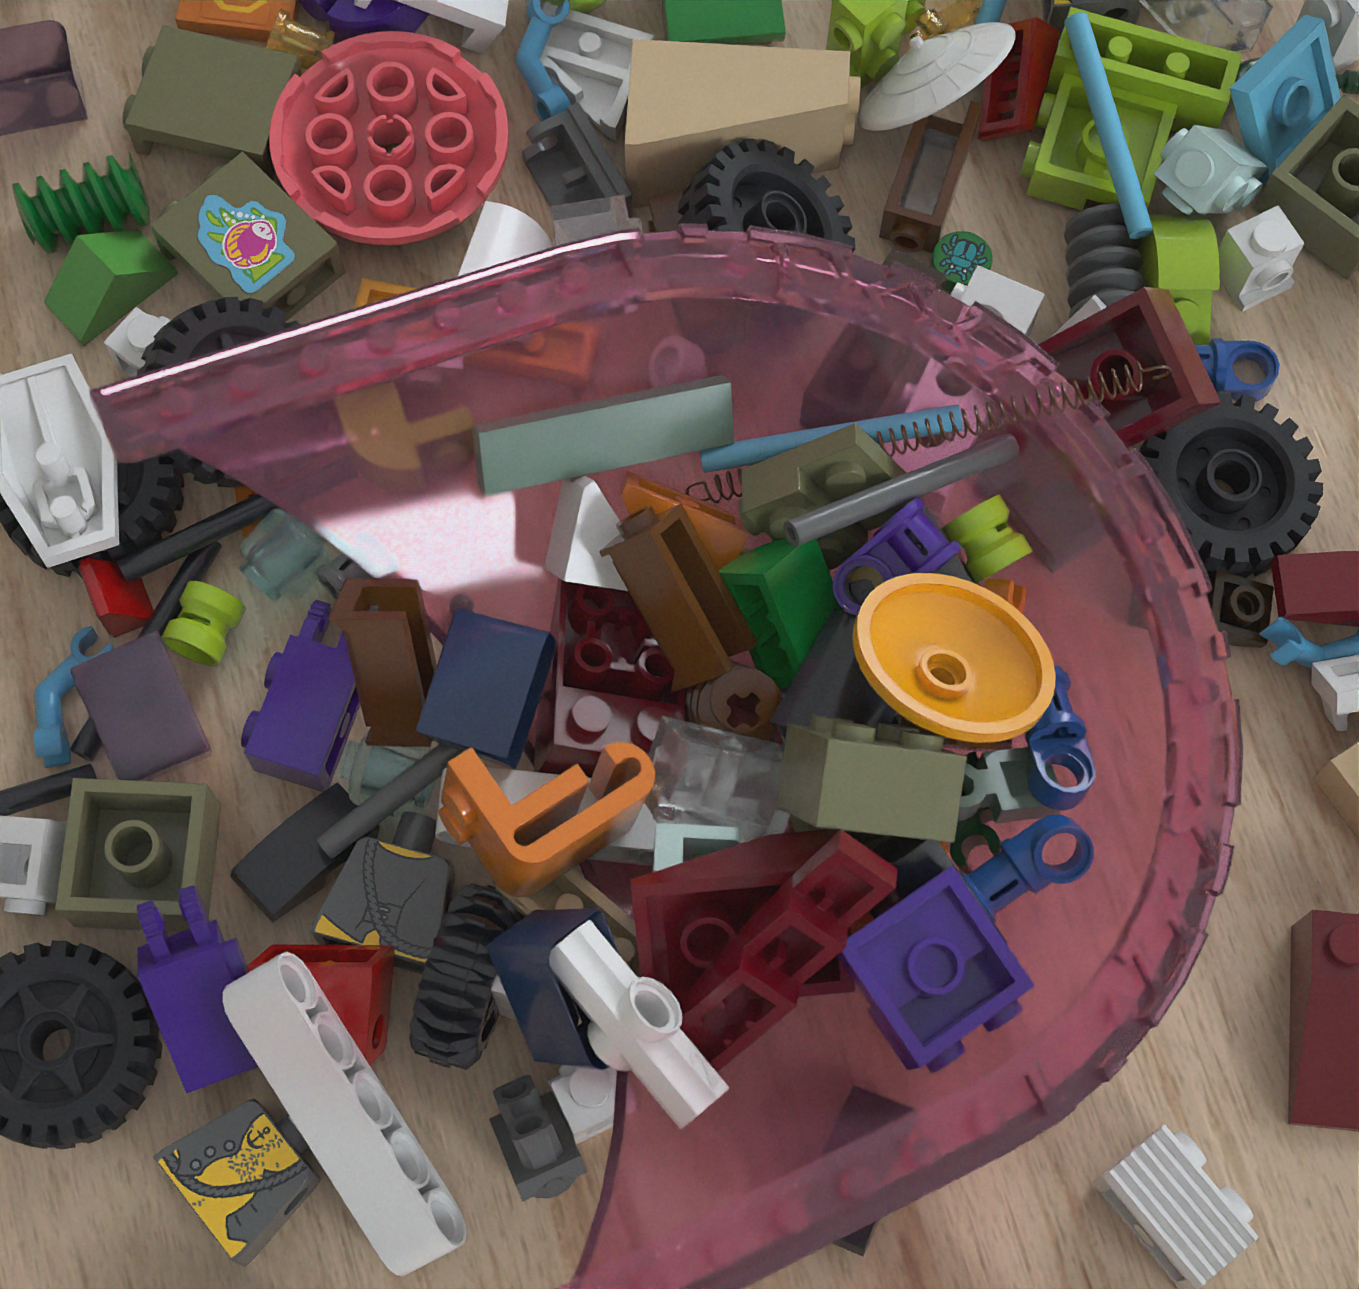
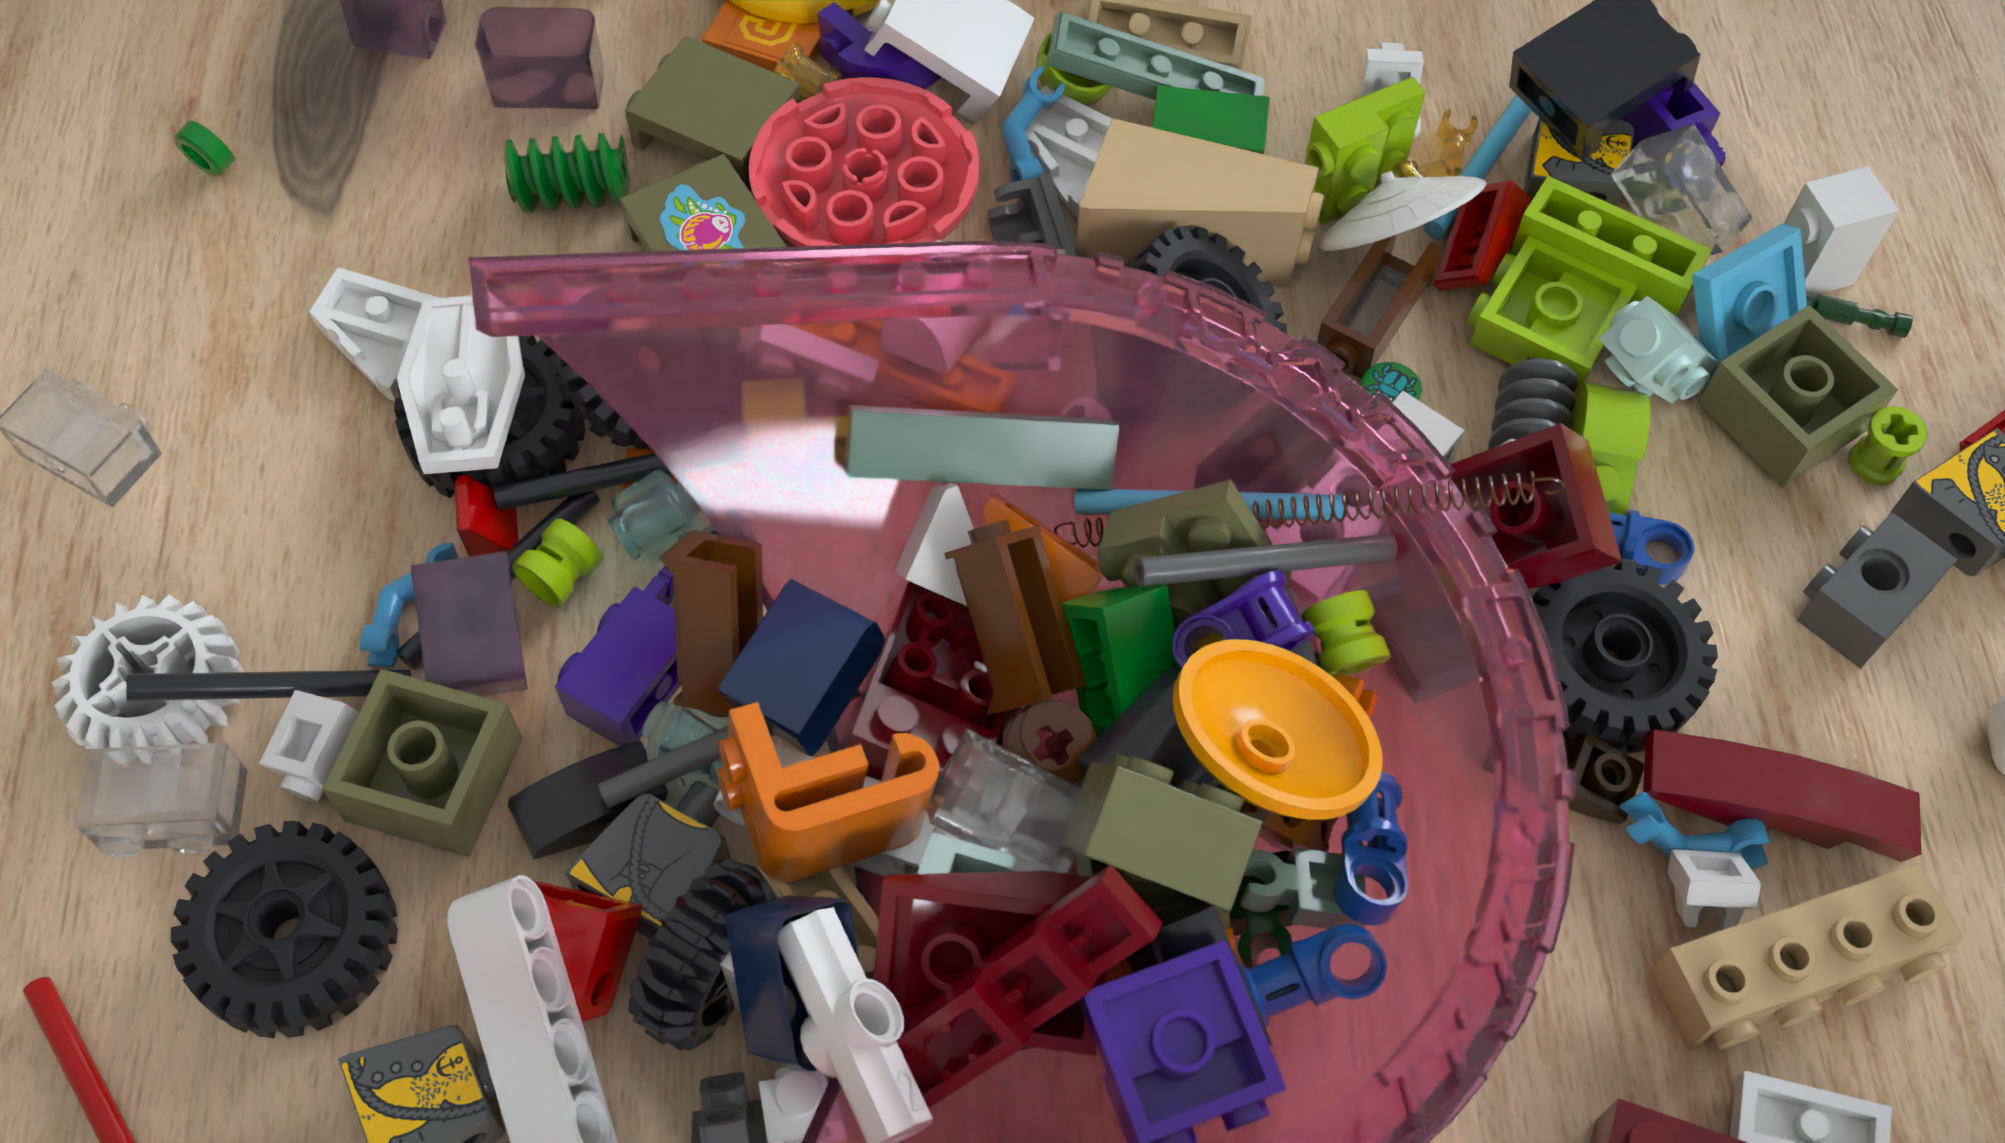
camera: 15 degrees right, 10 degrees down
(105, 280) = (571, 227): bright green slope -> none
(185, 990) = (414, 895): dark purple hinge -> none
(1108, 126) = (1562, 288): medium azure piece -> none
(1259, 258) = (1692, 445): white brick -> none

